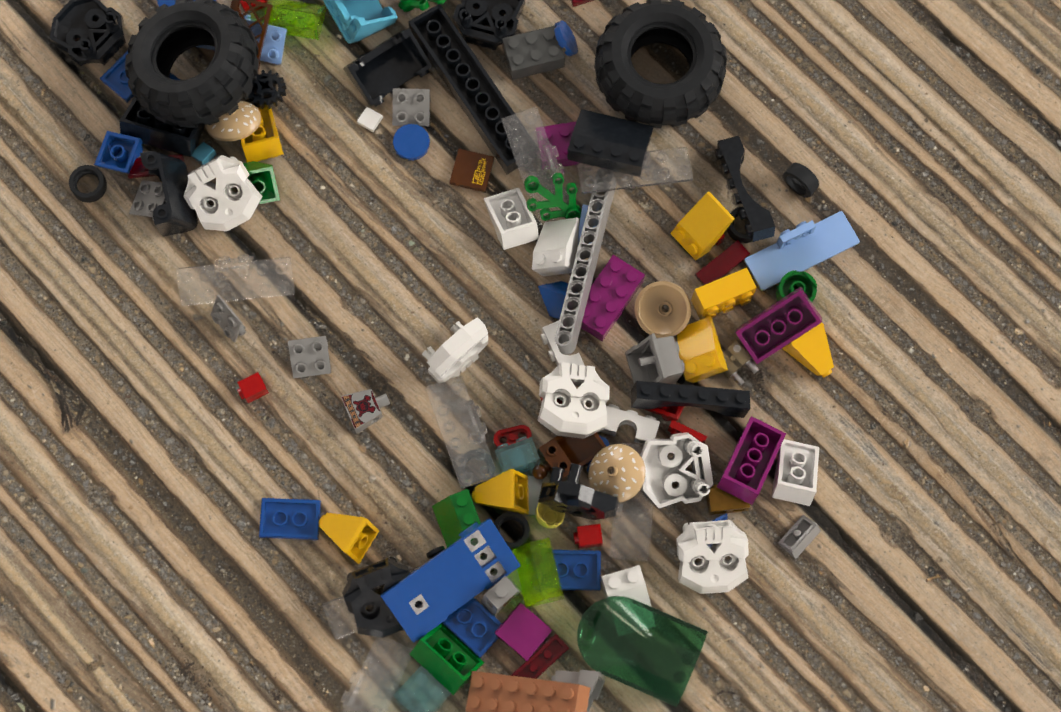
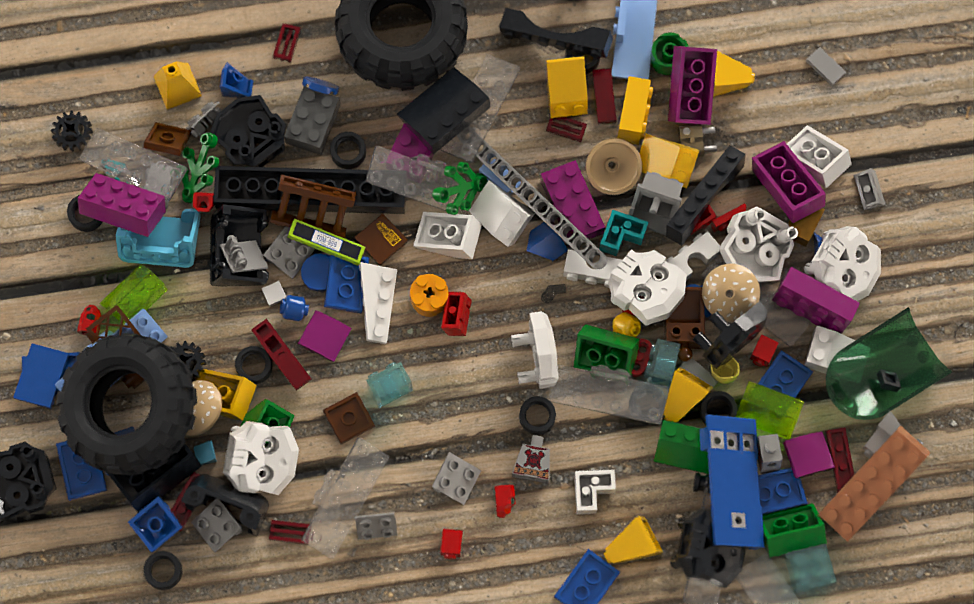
camera: 55 degrees left, 0 degrees up
(175, 245) = (285, 531): none -> dark red tile
(299, 128) = (257, 351): none -> black tyre
(305, 242) = (349, 418): none -> reddish brown tile
(316, 406) = (504, 499): none -> red rock
(319, 156) = (281, 354): none -> dark red slope
(350, 252) = (389, 384): none -> clear light blue brick
(360, 179) = (324, 336): none -> magenta slope
(366, 140) = (293, 308): none -> blue head
(369, 465) = (588, 485): none -> white brick
(381, 73) = (243, 255): none -> light grey hinge
(403, 13) = (203, 201): none -> red rock
(411, 400) = (534, 401): none -> black tyre
(416, 166) = (344, 285): none -> blue tile
(420, 198) = (378, 295): none -> white wing
(435, 127) = (326, 242): none -> tile
(447, 266) = (456, 314): none -> red brick
(452, 226) = (421, 288): none -> light orange brick
(469, 91) = (307, 190): none -> reddish brown fence
(497, 405) = (605, 348): none -> green slope
(520, 330) = (551, 291): none -> clear smoke arm
(525, 83) = (348, 136): none -> black tyre
(529, 408) = (626, 324): none -> yellow head
(610, 348) = (621, 228): none -> teal brick
(634, 658) = (888, 380): none -> black plate
(659, 550) = (815, 301): none -> magenta brick
(677, 267) = (566, 134): none -> dark red tile
(884, 429) = (825, 66): none -> light grey tile

